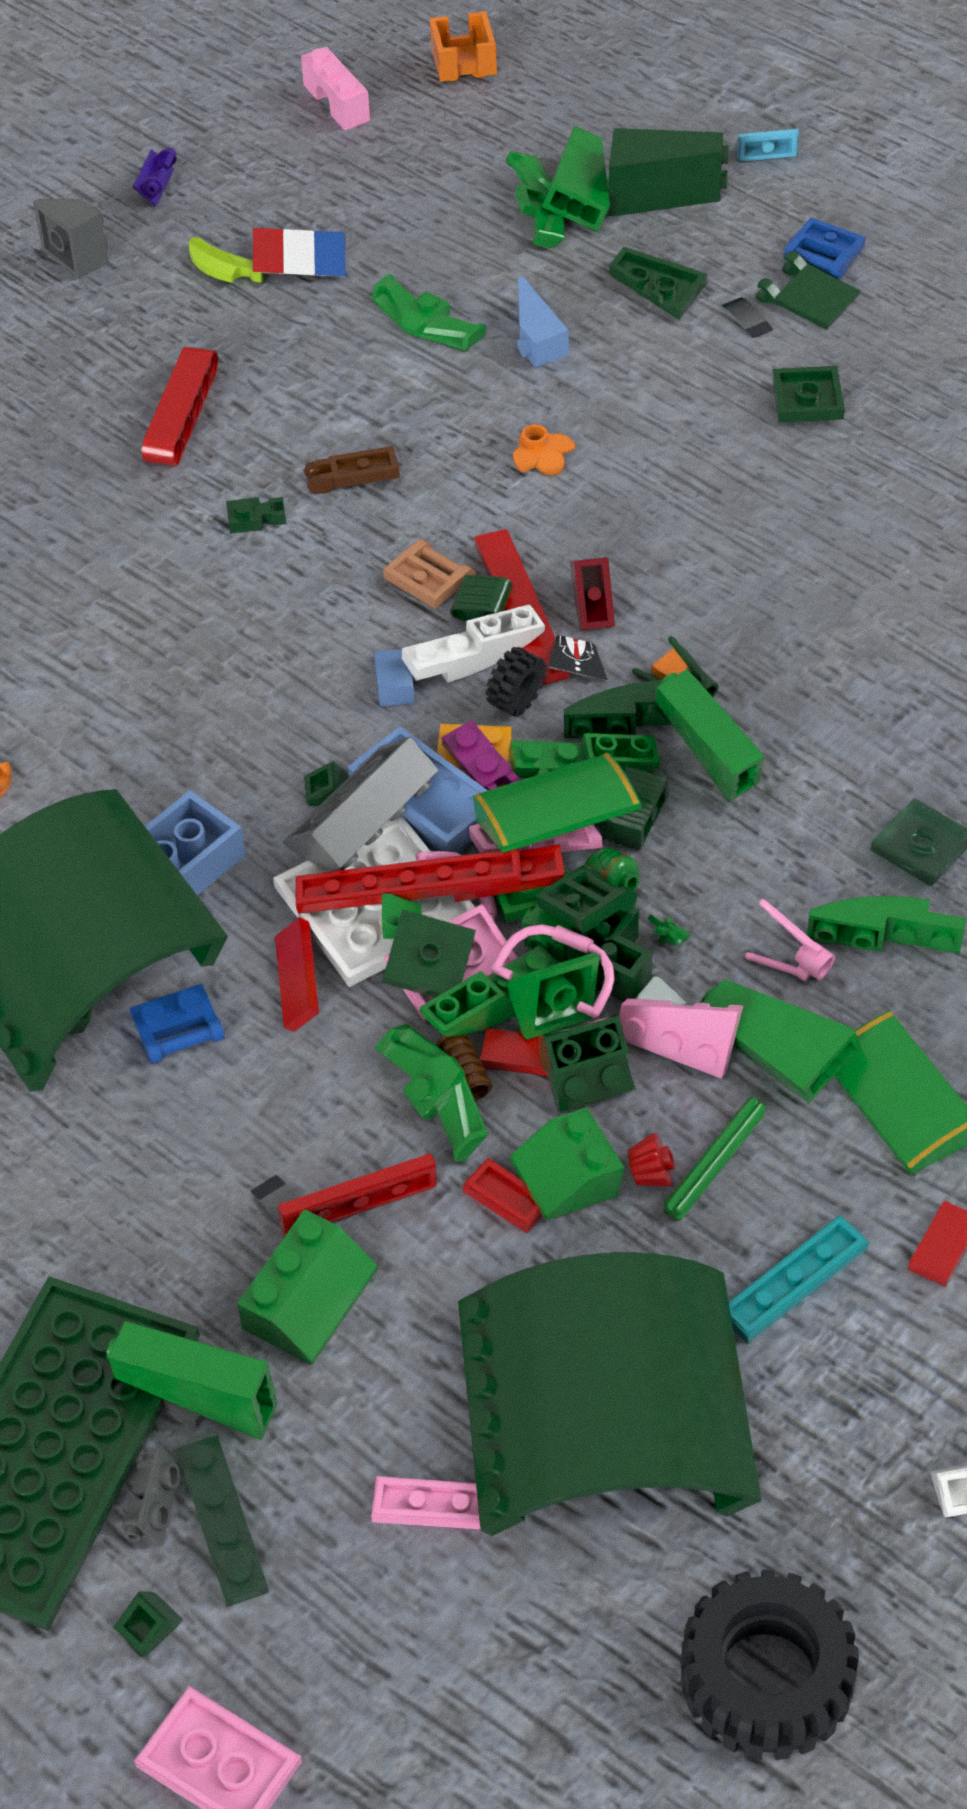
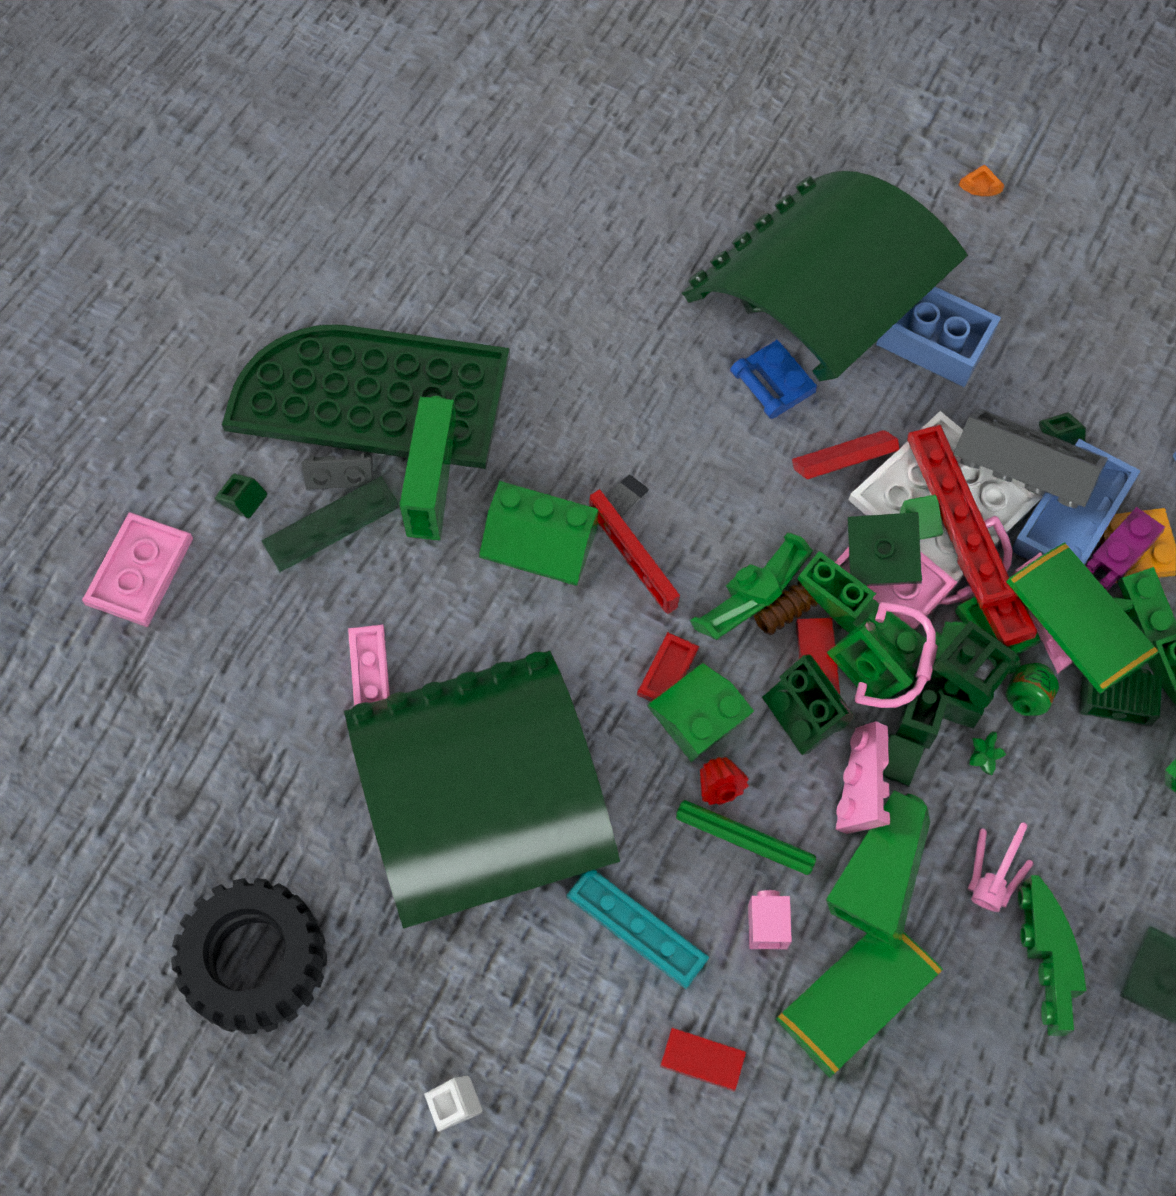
camera: 75 degrees right, 15 degrees up
(811, 1150) = (769, 921): none -> bright pink brick

